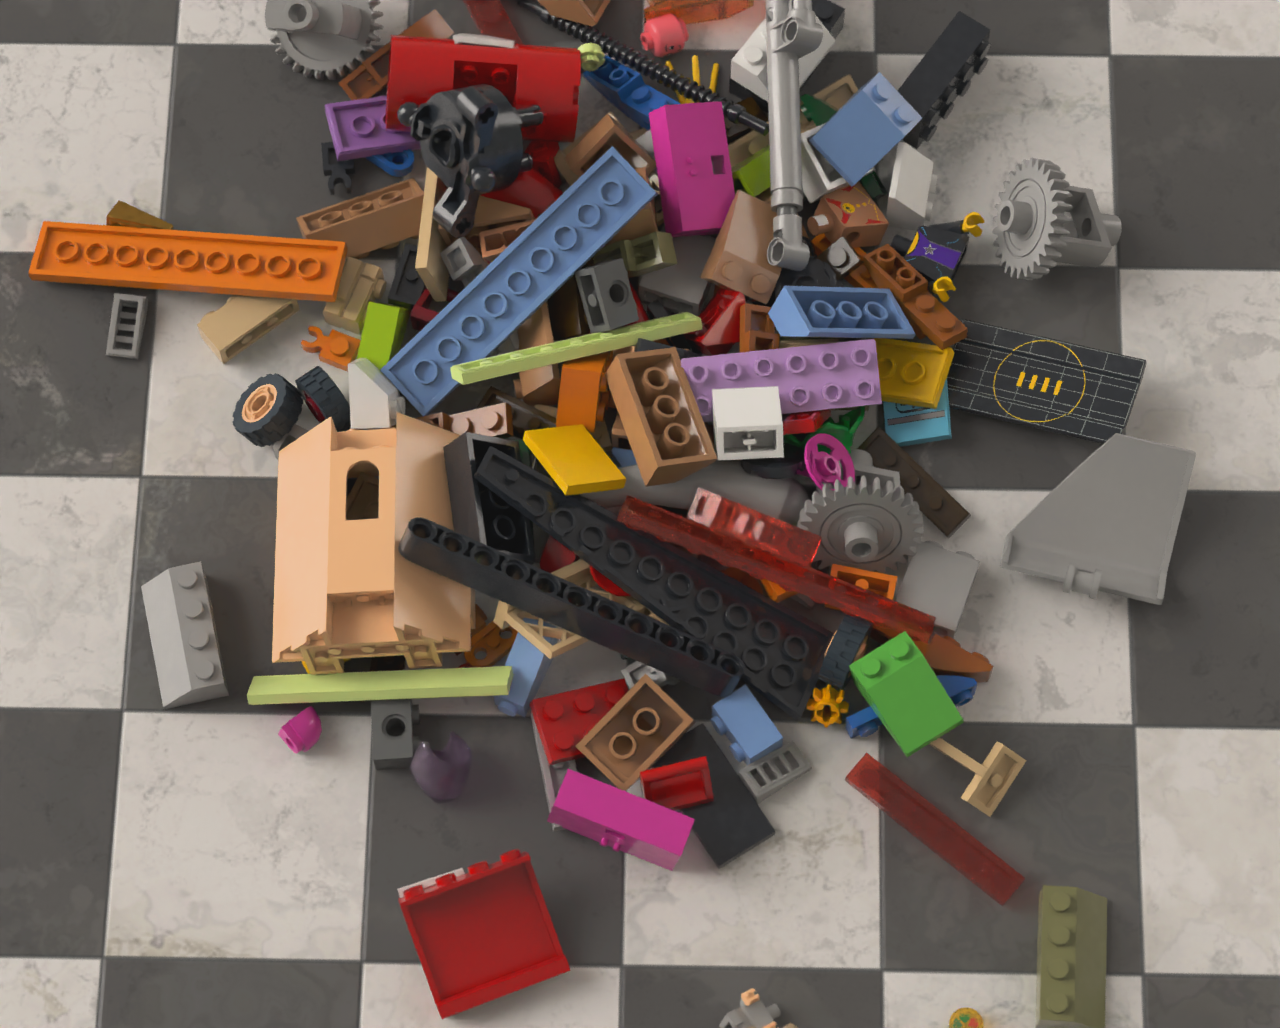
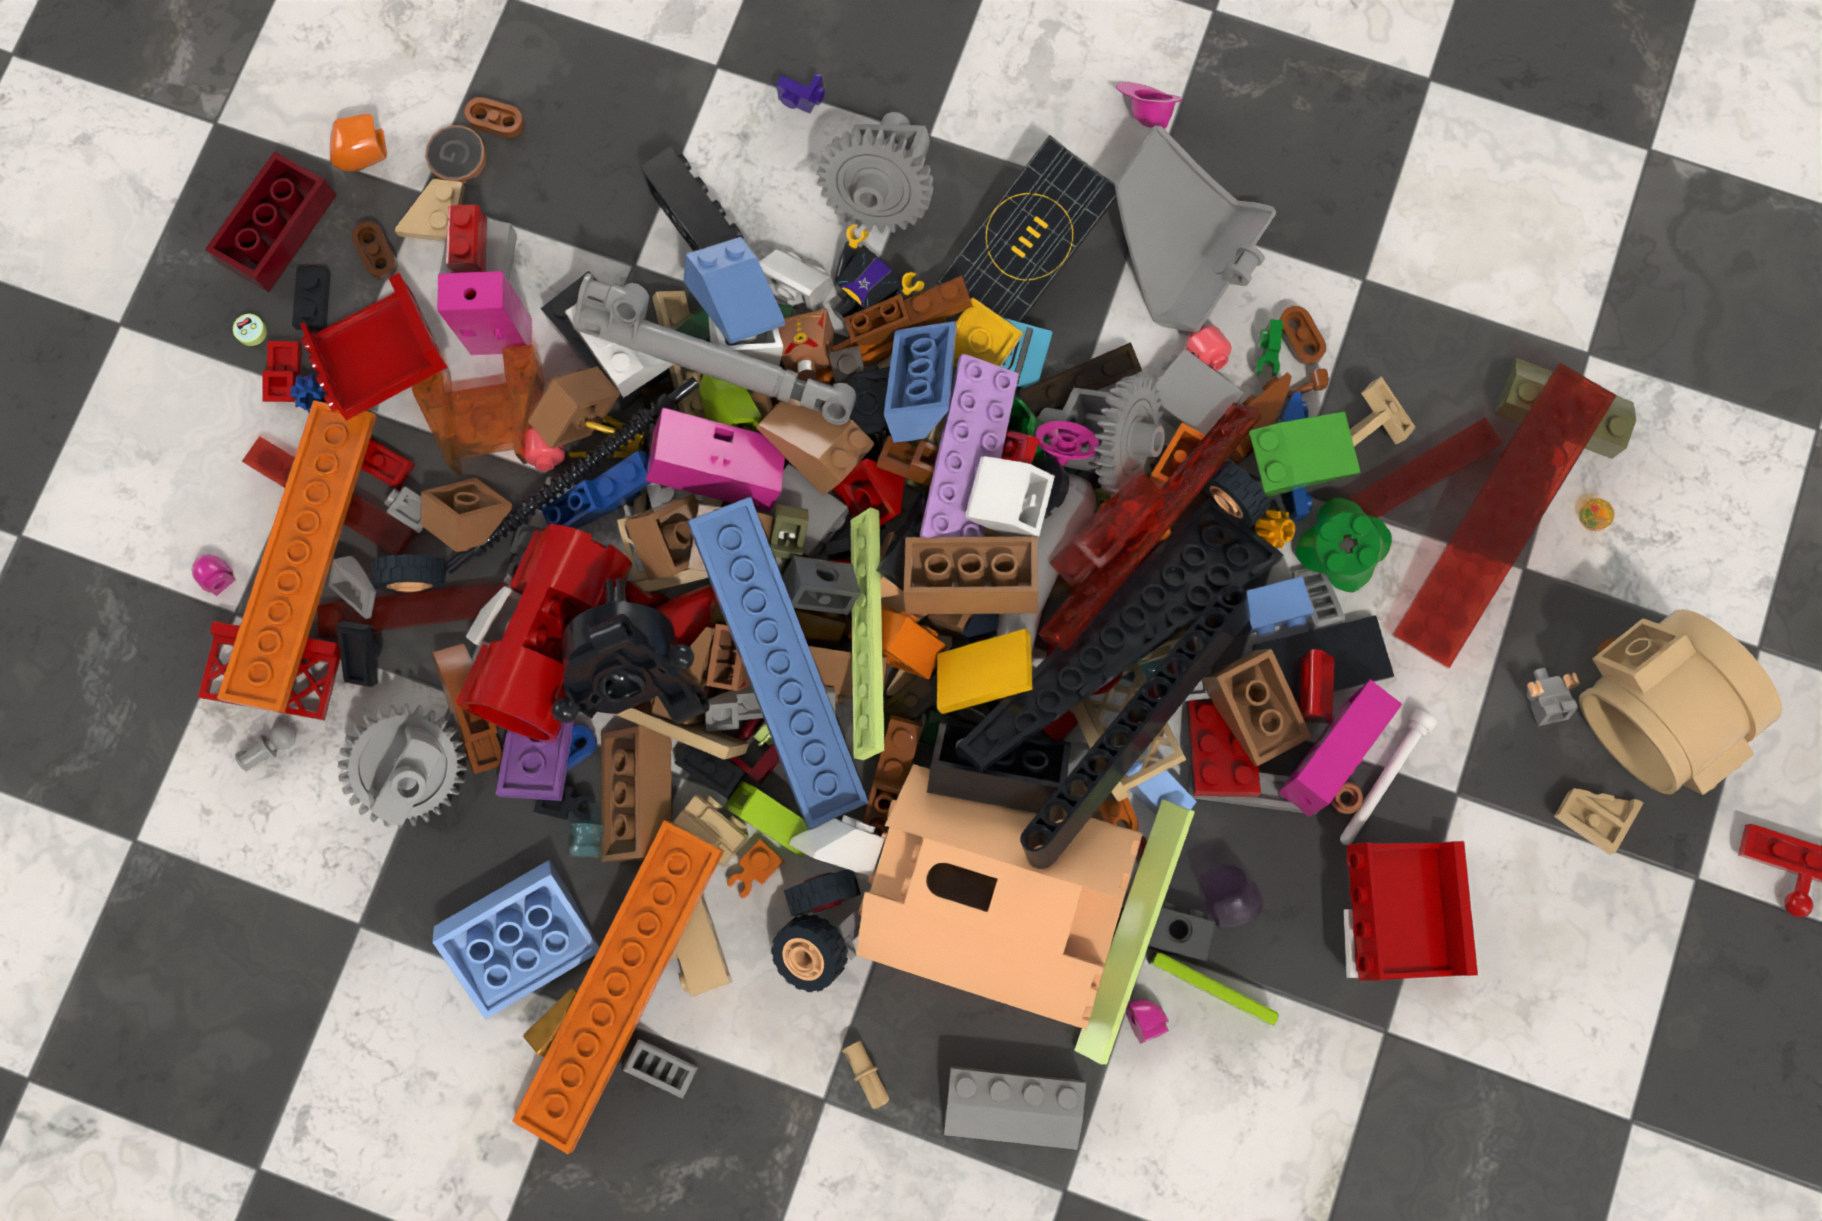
camera: 70 degrees left, 10 degrees up
(174, 500) = (866, 1074): none -> tan axle
(202, 168) = (515, 939): none -> light blue slope
(309, 195) = (586, 840): none -> clear light blue wheel
(351, 781) = (1214, 988): none -> lime tile
(575, 846) = (1356, 799): none -> nougat plate
(591, 56) = (542, 518): yellowish green plate -> none
(676, 905) = (1420, 725): none -> white piece
(703, 33) = (570, 403): none -> medium nougat brick
(847, 796) = (1320, 549): none -> green brick
(921, 915) = (1503, 515): none -> clear red plate
(993, 589) = (1209, 346): none -> coral head
(1002, 709) = (1318, 382): none -> dark orange hand
(1021, 649) = (1270, 341): none -> green plate
(1043, 678) = (1304, 336): none -> dark orange plate
(1107, 144) = (799, 96): none -> dark purple bracket
(1236, 453) = (1148, 104): none -> dark pink piece

